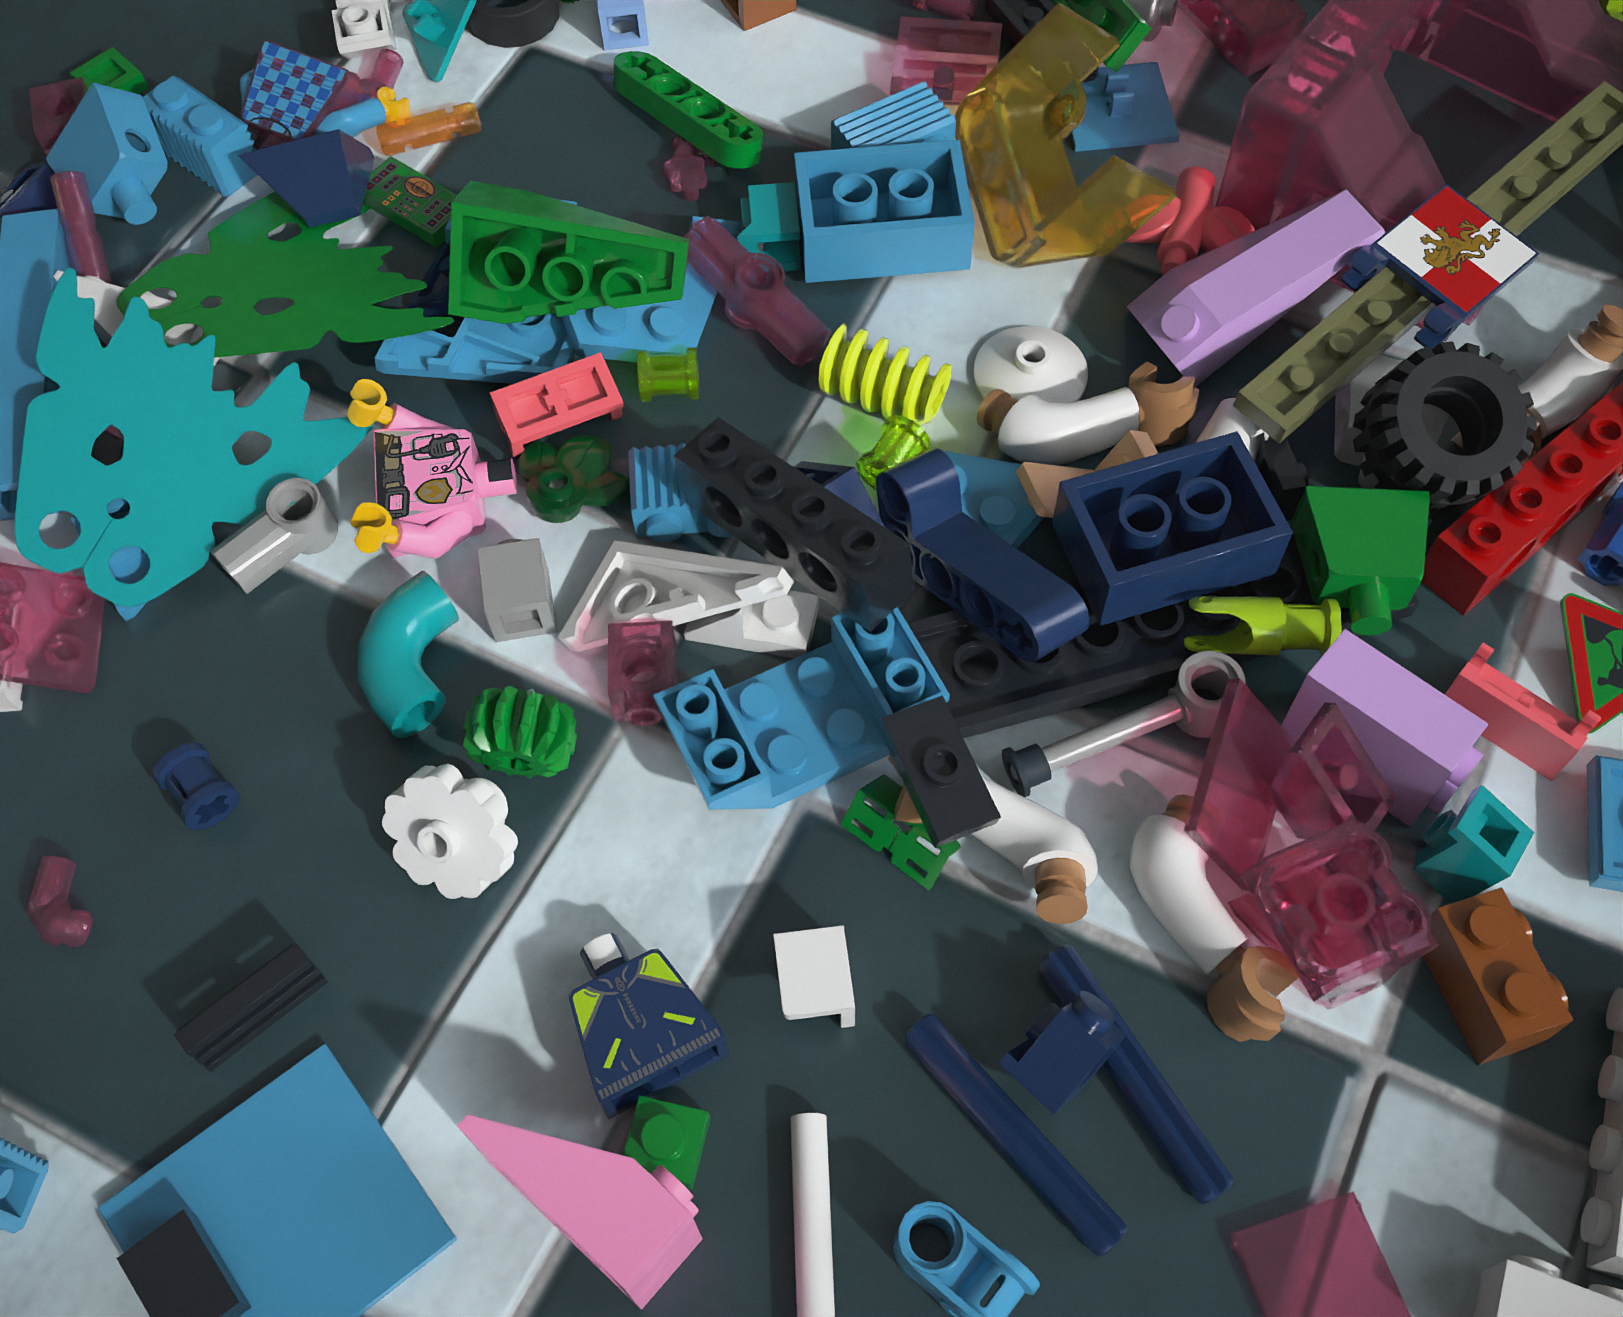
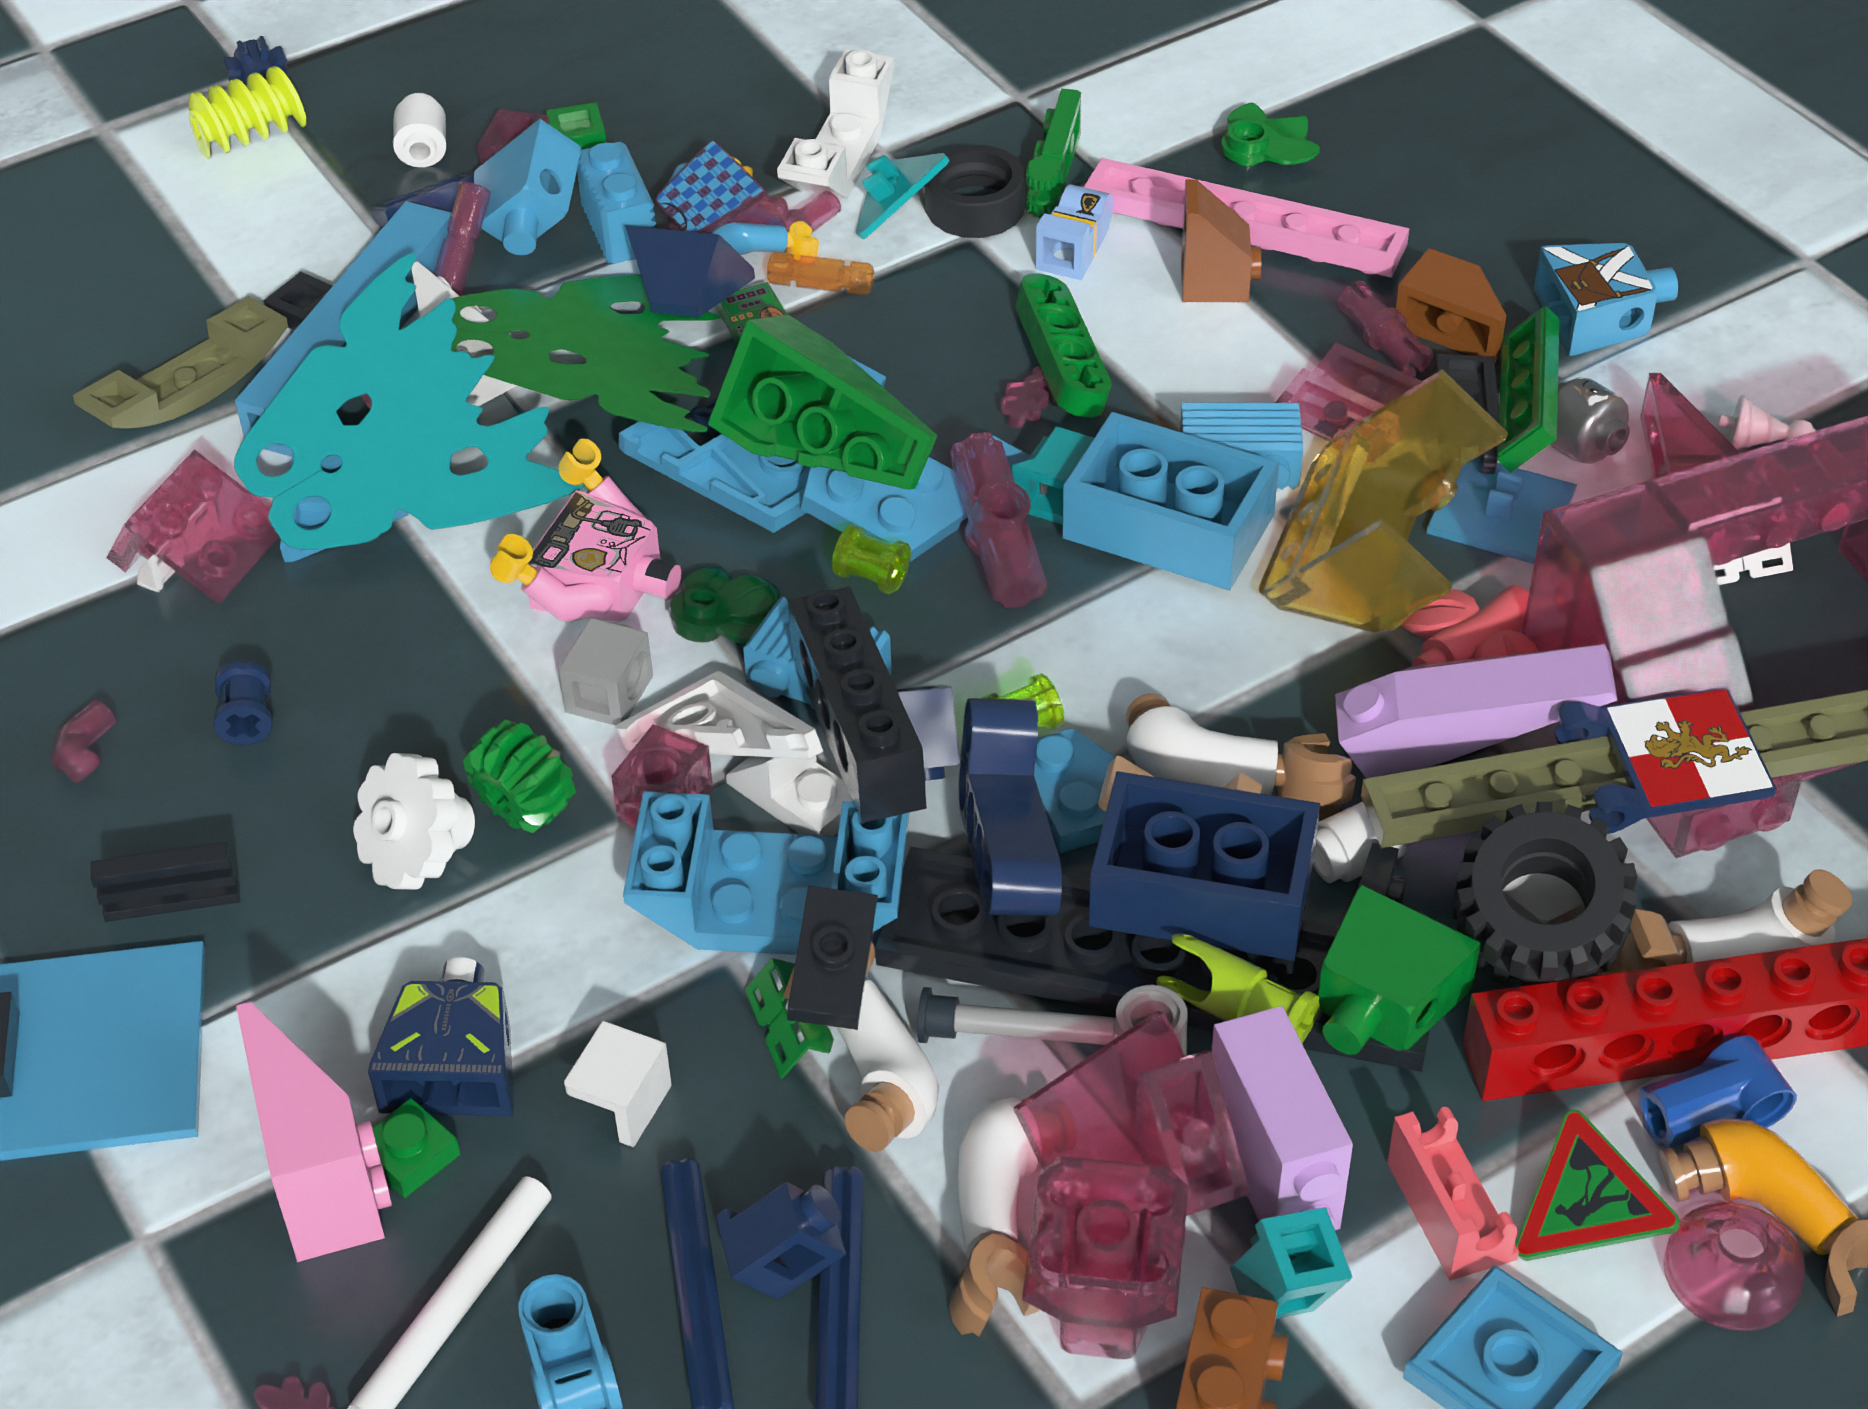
camera: 30 degrees right, 15 degrees down
(277, 535) = (445, 542): light grey piece -> none
(392, 654) = (470, 670): teal cylinder -> none
(556, 401) = (751, 535): coral hinge -> none
(880, 379) = (1061, 640): neon yellow piece -> none
(1056, 376) = (1226, 696): white dish -> none

